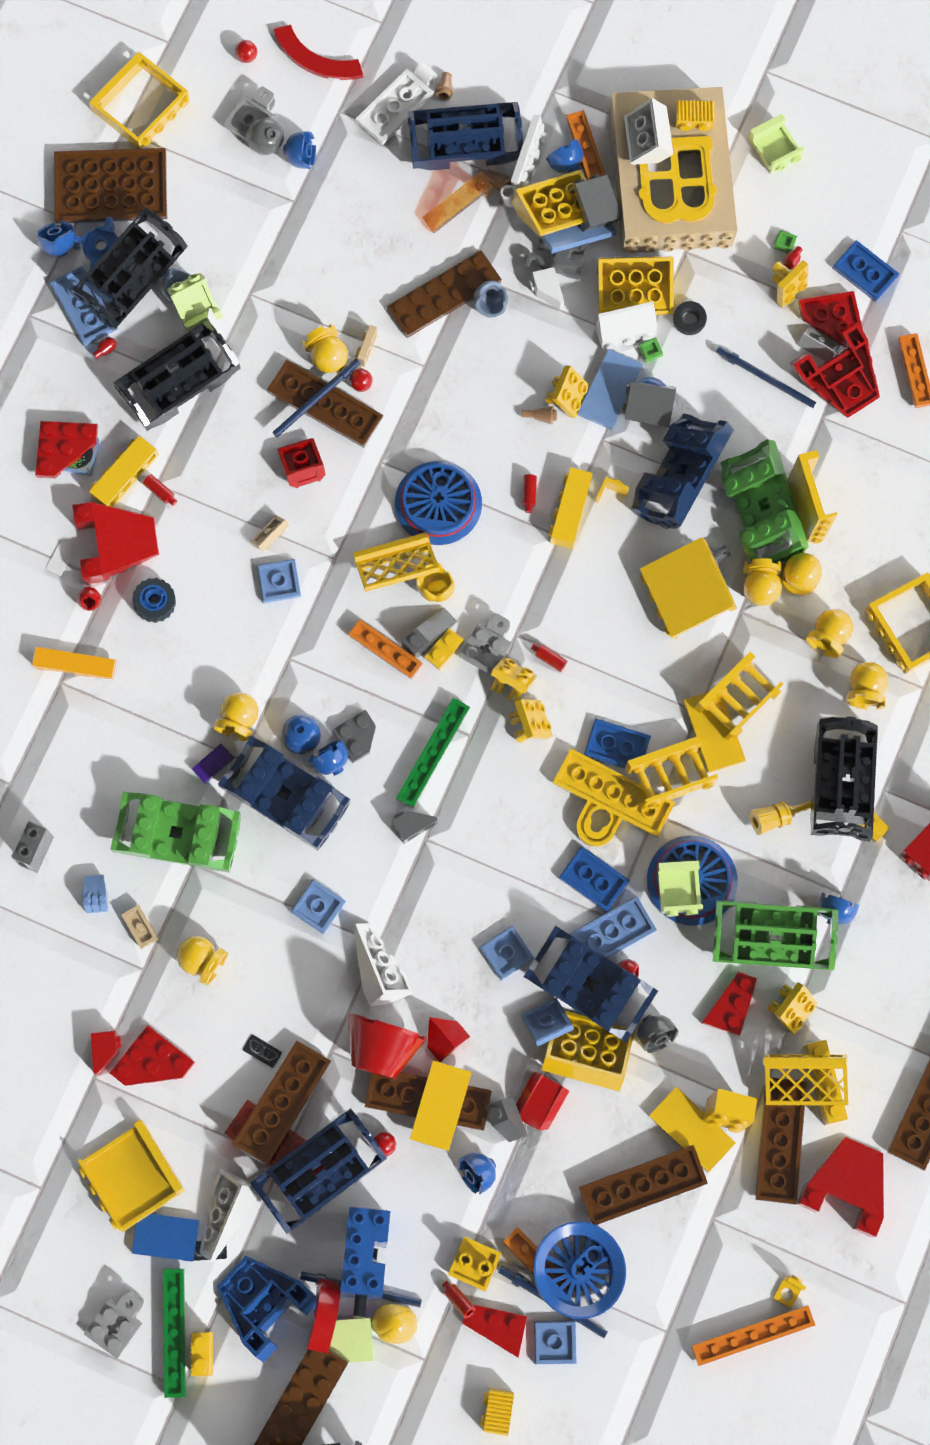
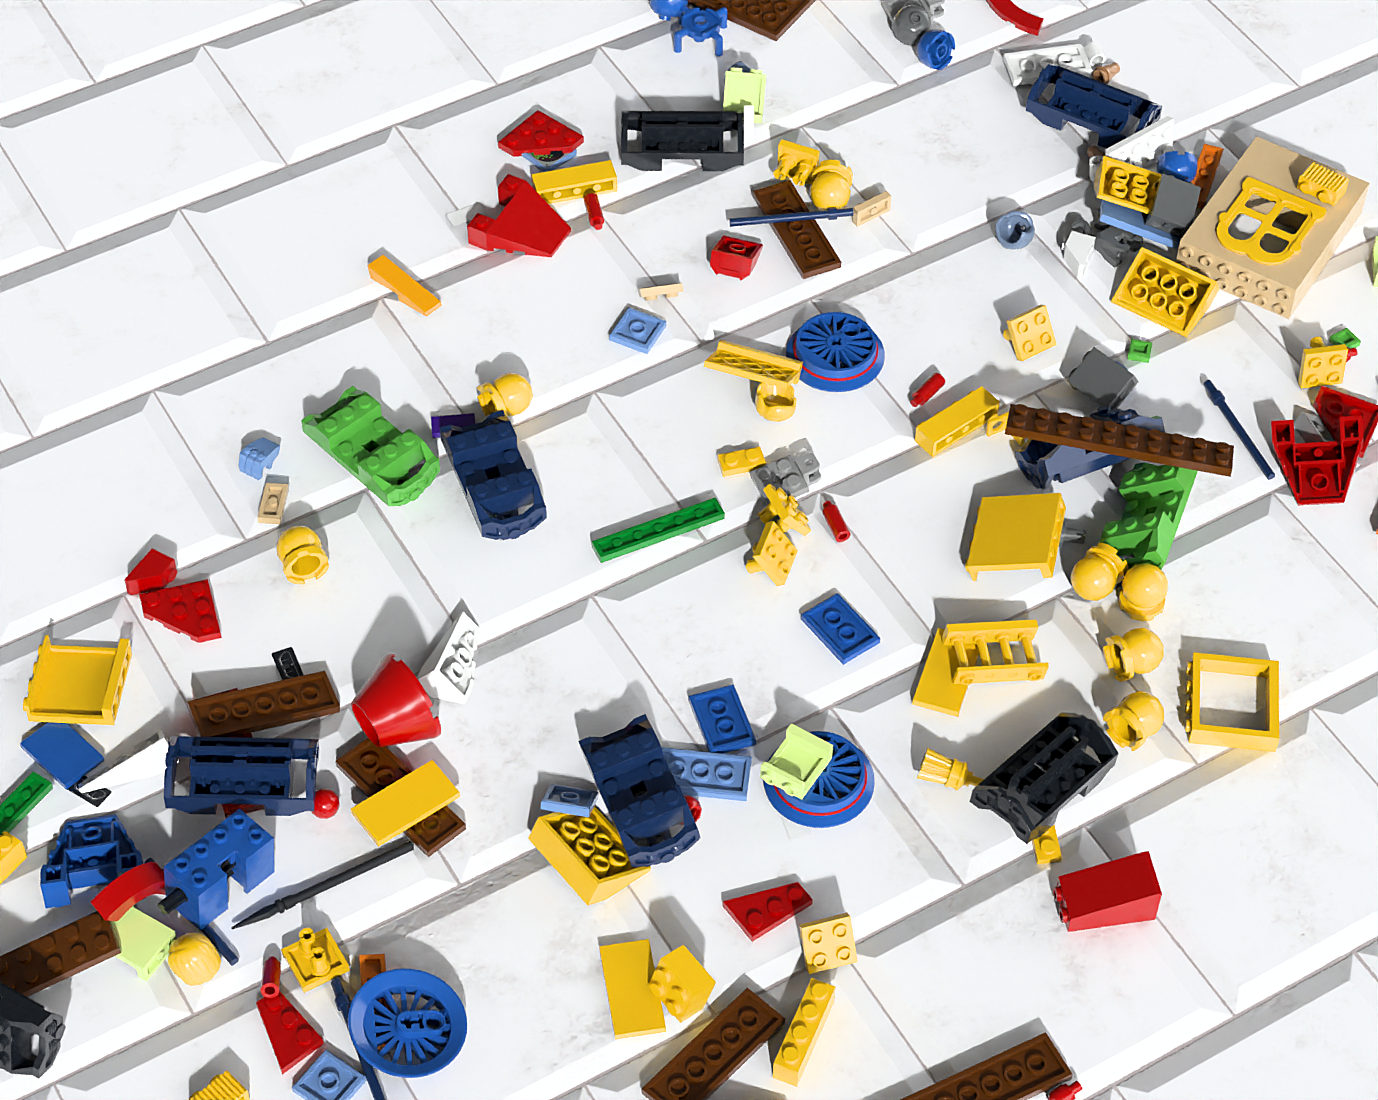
camera: 40 degrees right, 25 degrees down
(33, 846) = (240, 384): dark grey panel -> none
(84, 320) = (649, 61): medium blue tile -> none
(89, 598) = (460, 248): red piece -> none
(105, 347) = (641, 94): red cylinder -> none
(115, 283) = (725, 44): black piece -> none
(154, 611) = (515, 281): black wheel -> none
(284, 340) = (796, 162): none -> yellow plate
(301, 734) = (551, 447): blue cylinder -> none
(318, 906) = (444, 585): medium blue tile -> none
(330, 758) = (559, 476): blue cylinder -> none
(357, 735) = (600, 478): dark grey plate -> none
(360, 380) = (843, 228): red piece -> none
(385, 649) = (686, 429): orange plate -> none
(412, 824) = (588, 572): dark grey slope -> none
(420, 1234) = (291, 900): none -> black piece
(428, 633) = (731, 437): slope -> none
(442, 294) = (970, 210): reddish brown plate -> none
(444, 1037) = (463, 755): red slope -> none
(458, 202) = (1048, 149): clear orange piece -> none
(478, 1171) = (391, 880): blue cylinder -> none
(506, 953) = (582, 722): medium blue tile -> none
(506, 1119) = (457, 854): dark grey slope -> none
(540, 1101) = (505, 866): red slope -> none
(544, 414) = (995, 342): medium nougat cone -> none
(608, 389) = (1058, 361): medium blue tile -> none
(609, 792) = (802, 663): yellow plate -> none
(626, 325) = (1129, 313): white slope -> none
(643, 1185) = (539, 1000): reddish brown plate -> none
(648, 133) = (1266, 173): white slope -> none
(655, 1032) = (667, 878): dark grey cylinder -> none
(673, 754) = (879, 656): yellow fence -> none
(689, 329) = (1200, 336): black tyre -> none
(715, 467) = (1120, 439): none -> reddish brown plate
(797, 937) = (873, 881): bright green piece -> none
(807, 500) = (1200, 521): yellow panel -> none
(810, 1062) = (791, 982): yellow fence -> none
(846, 912) = (944, 885): blue cylinder -> none

